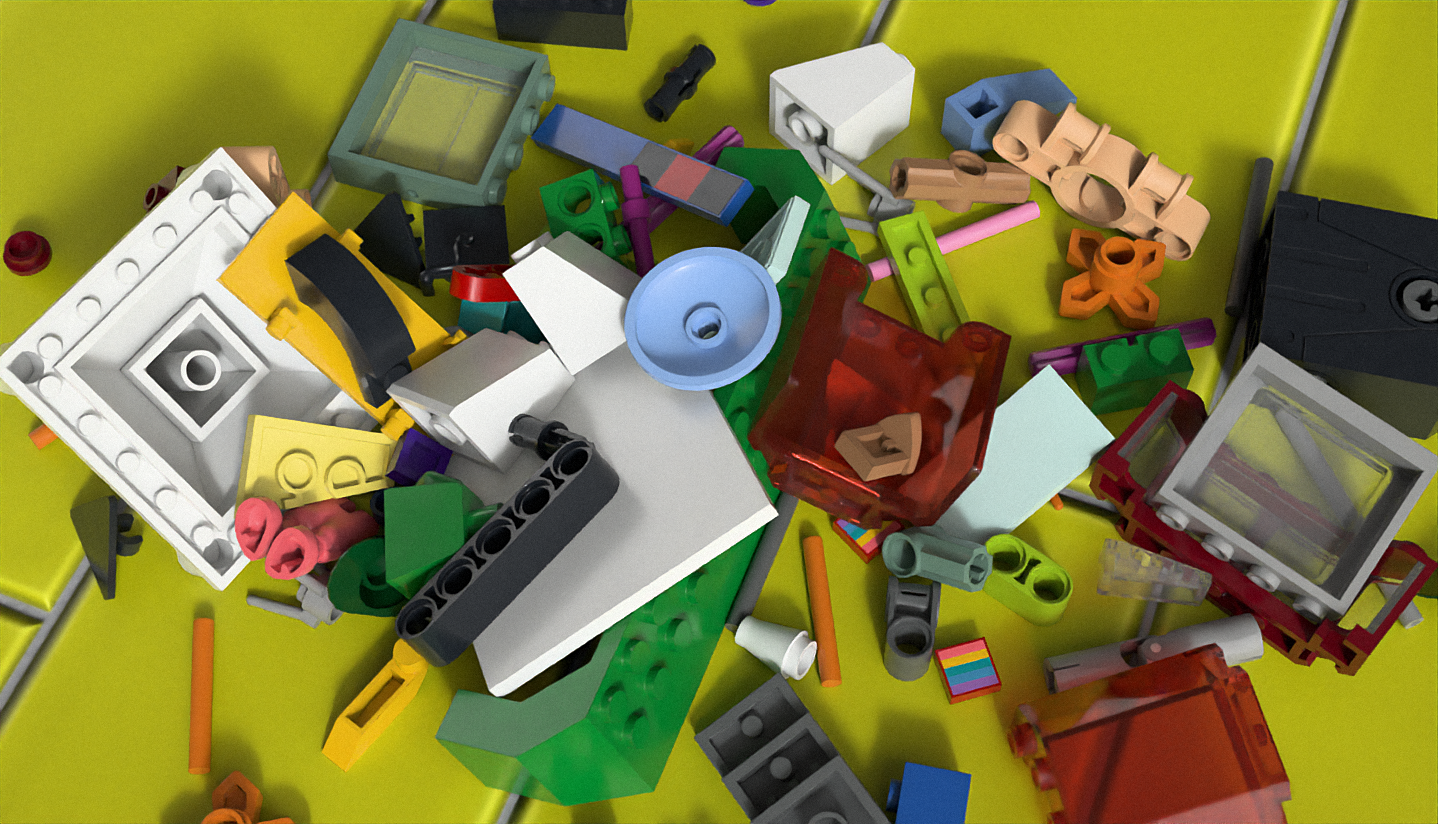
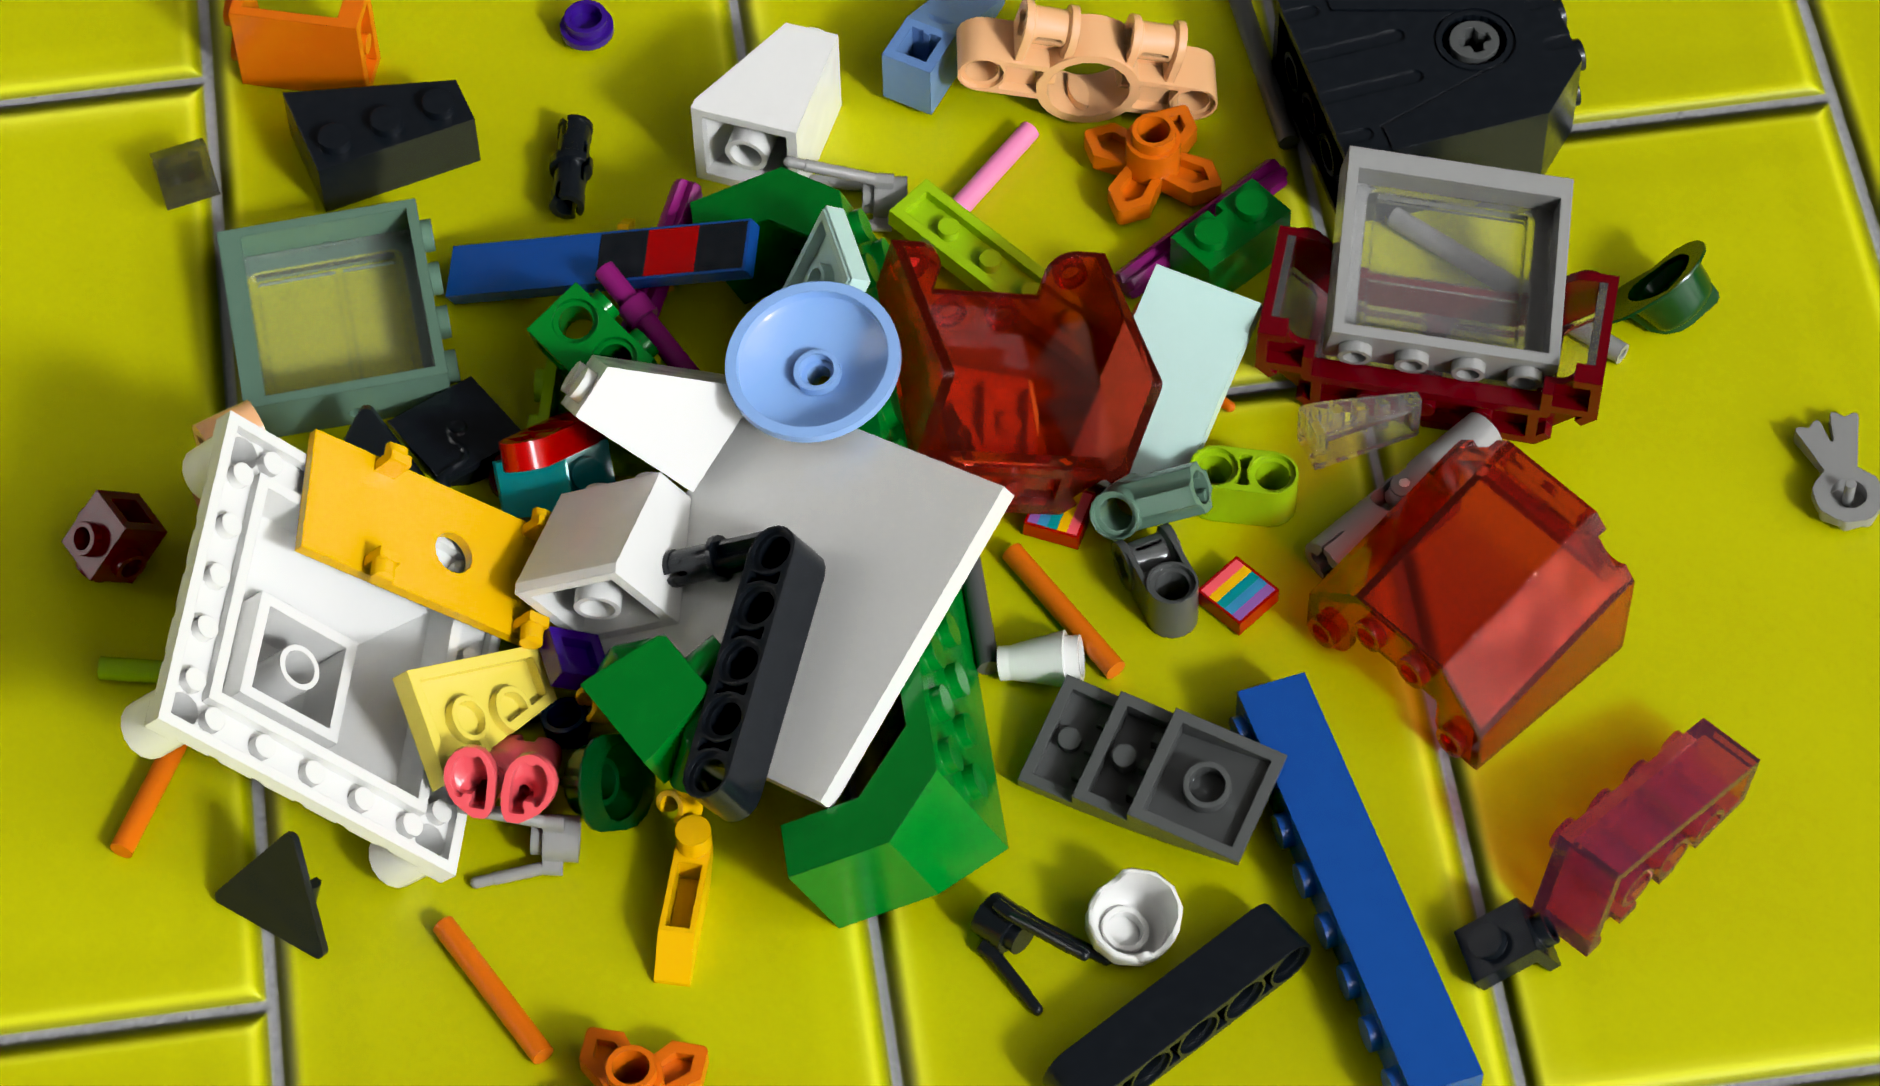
camera: 30 degrees left, 5 degrees down
(357, 312) = (454, 516): black arch -> none
(883, 448) = (1041, 418): medium nougat tile -> none
(958, 181) = (943, 133): medium nougat piece -> none

